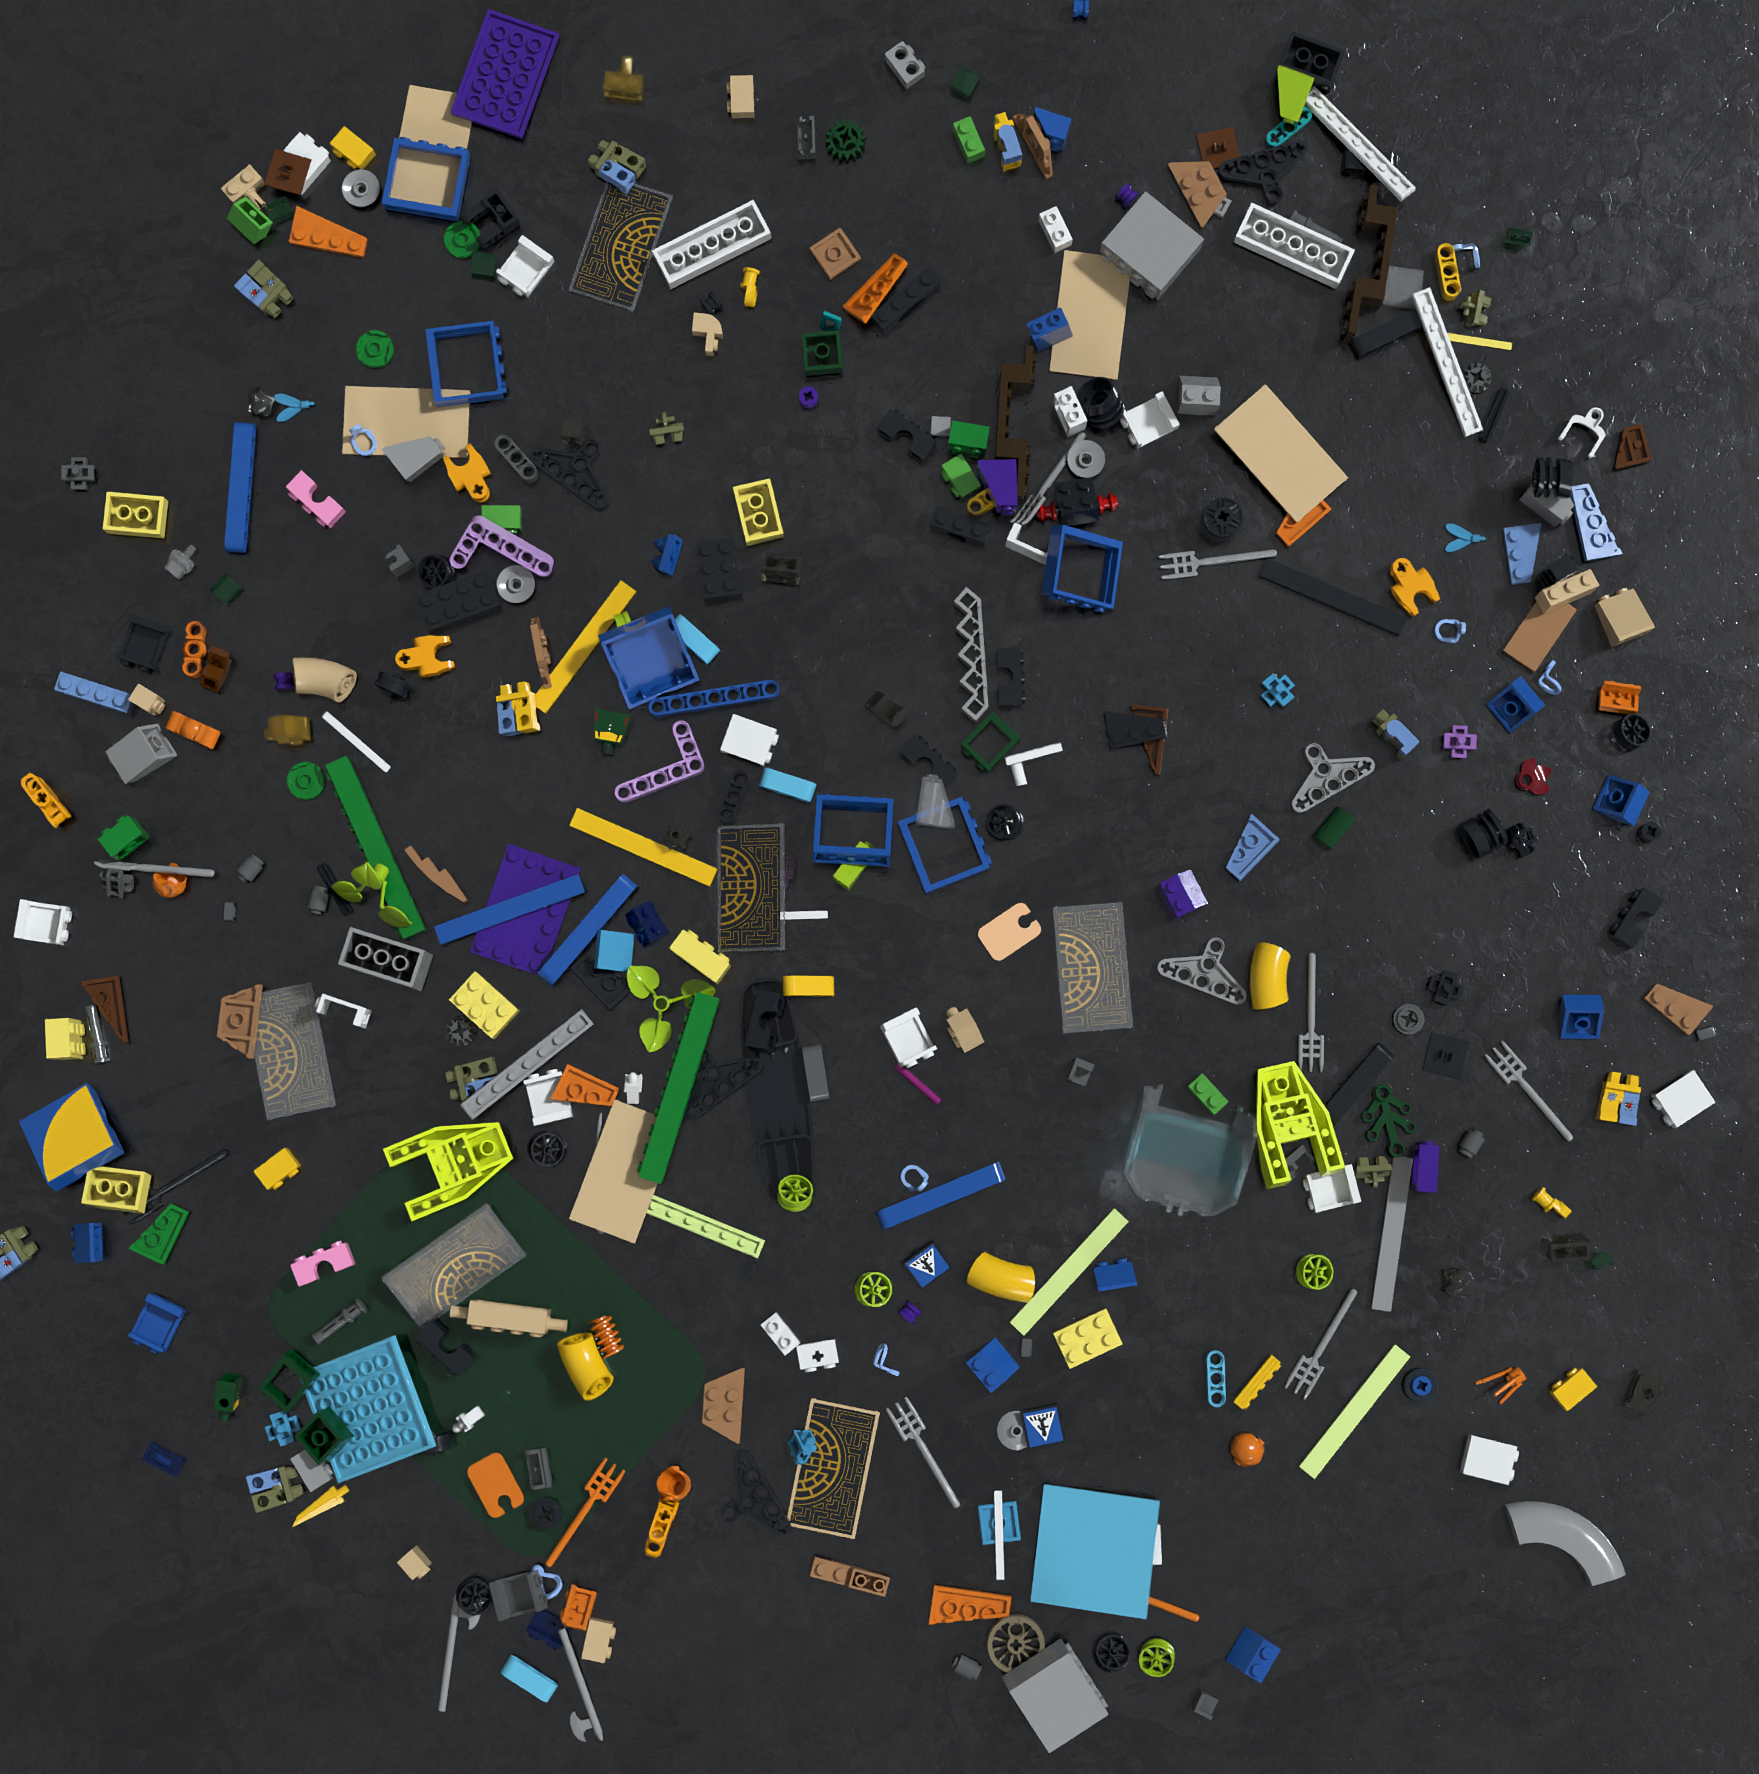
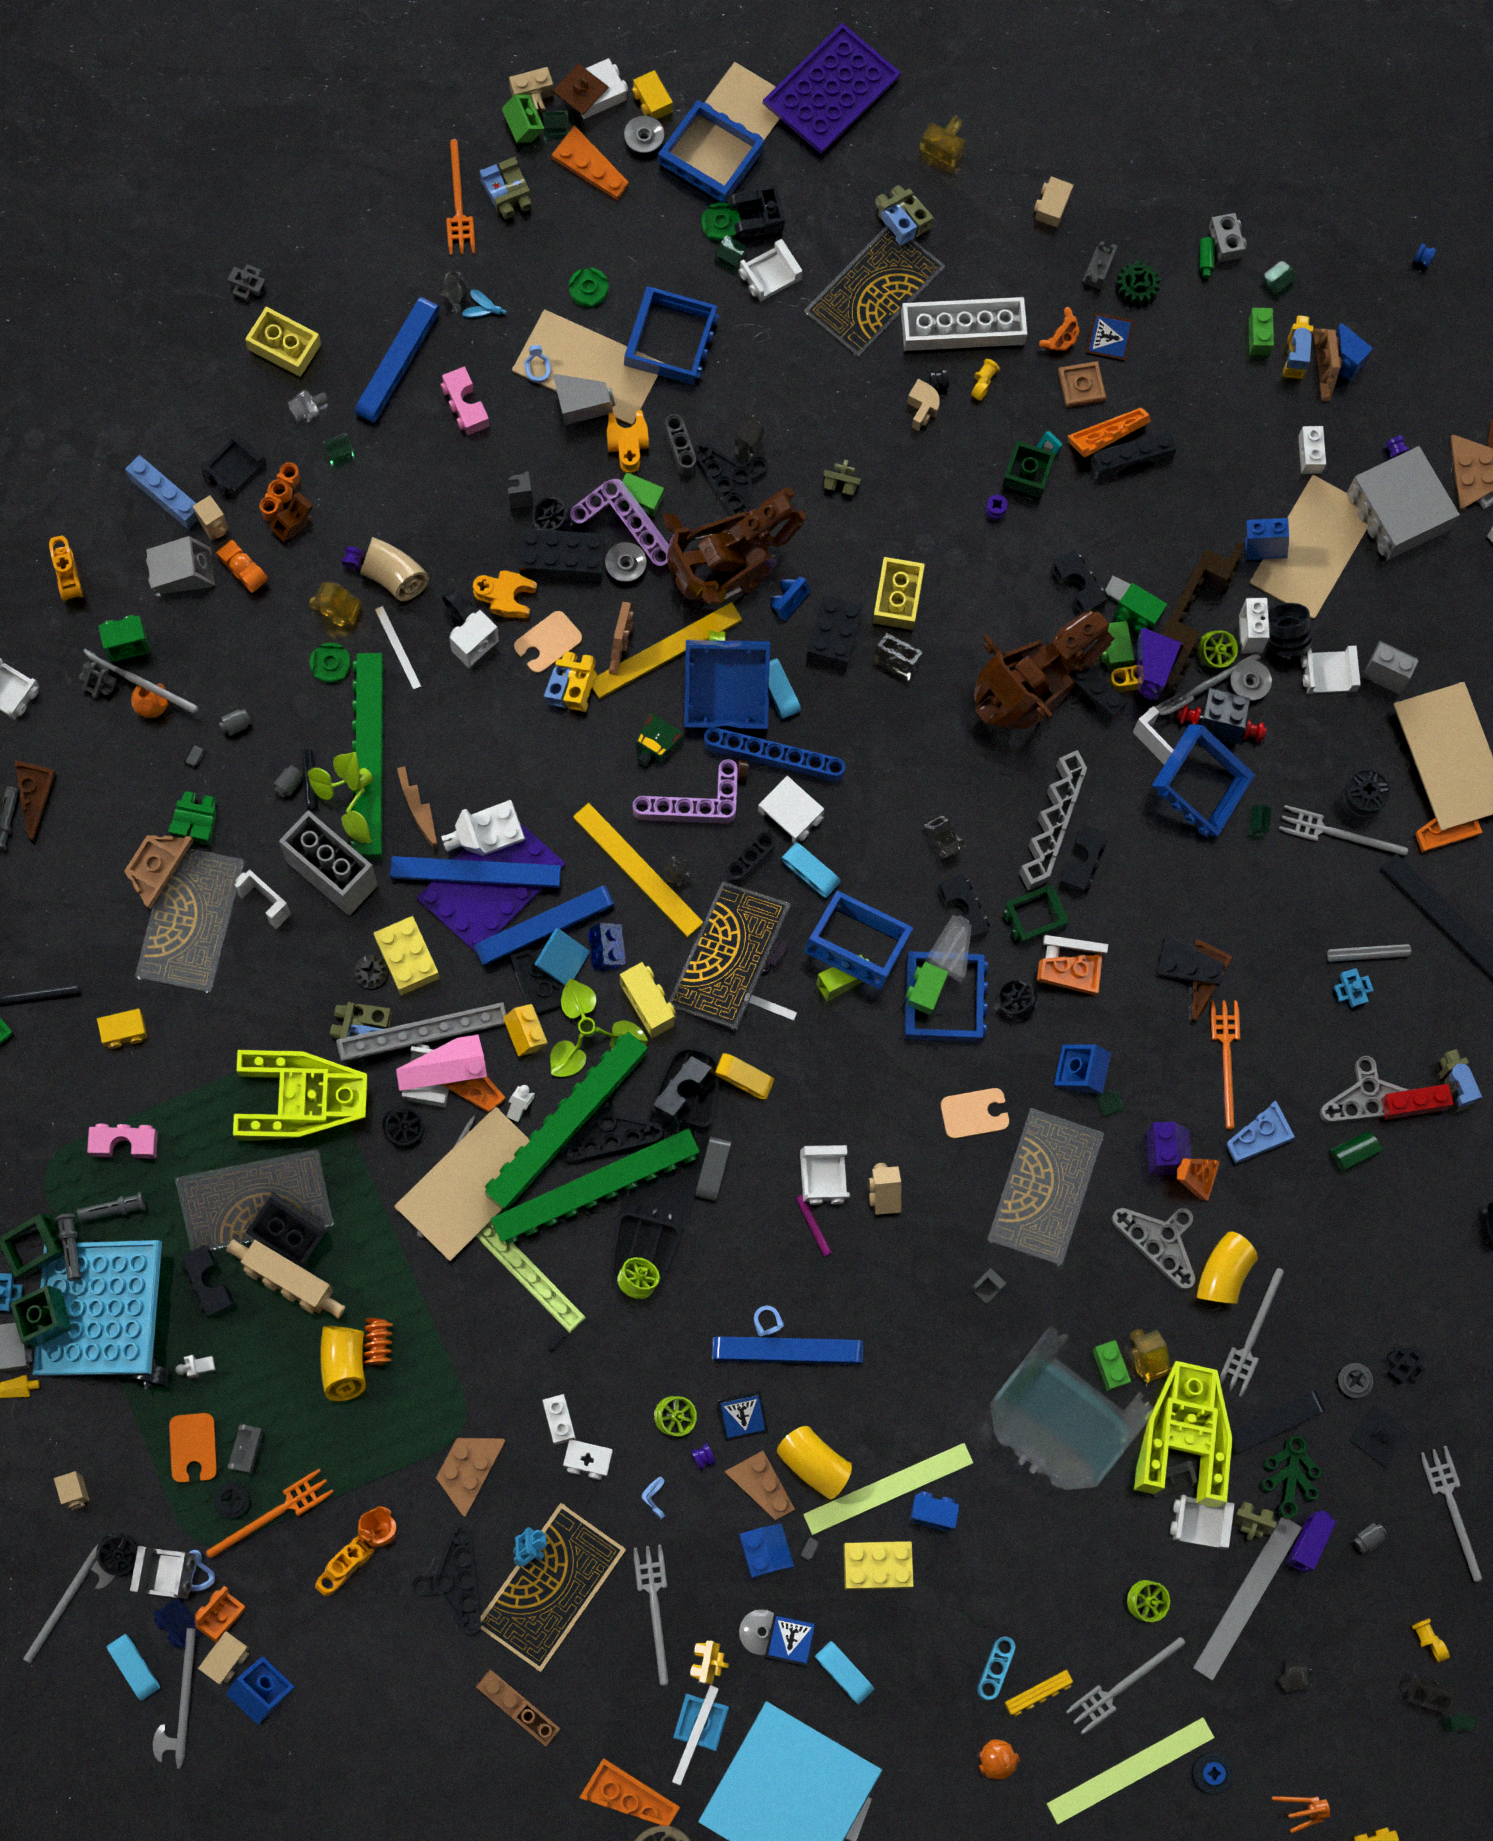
camera: 20 degrees right, 10 degrees down
(235, 334) = (459, 217): none -> orange piece
(249, 965) = (194, 819): none -> green hips
(314, 1361) = (68, 1238): none -> dark grey pin
(417, 708) = (473, 638): none -> white brick
(481, 676) = (551, 638): none -> light nougat piece
(491, 1279) = (286, 1229): none -> black brick
(503, 870) = (486, 830): none -> white plate
(561, 1083) = (450, 1063): none -> bright pink wedge
(610, 529) = (729, 545): none -> reddish brown piece
(610, 1025) = (525, 1030): none -> yellow brick
(638, 1652) = (259, 1690): none -> blue slope
(693, 723) = (742, 772): none -> dark brown tile
(725, 1131) = (594, 1186): none -> green brick
(802, 216) = (1065, 335): none -> orange piece
(841, 200) = (1109, 336): none -> piece
(894, 89) = (1207, 256): none -> green cylinder
(909, 530) = (1000, 690): none -> reddish brown piece
(926, 847) = (926, 988): none -> bright green brick
(967, 1313) = (761, 1483): none -> medium nougat wing
(987, 1471) = (711, 1664): none -> yellow hips
(1041, 779) = (1073, 973): none -> orange wing
(1047, 444) = (1217, 649): none -> lime wheel
(1082, 856) = (1083, 1068): none -> blue slope
(1096, 1434) = (844, 1672): none -> medium azure beam
(1116, 874) = (1110, 1102): none -> clear green tile
(1142, 579) = (1259, 820): none -> clear green piece
(1190, 778) = (1226, 1038): none -> orange piece
(1214, 906) = (1198, 1176): none -> orange wing
(1234, 1072) = (1150, 1355): none -> clear yellow brick
(1278, 653) = (1369, 952): none -> light grey axle
(1367, 766) = (1417, 1101): none -> red brick

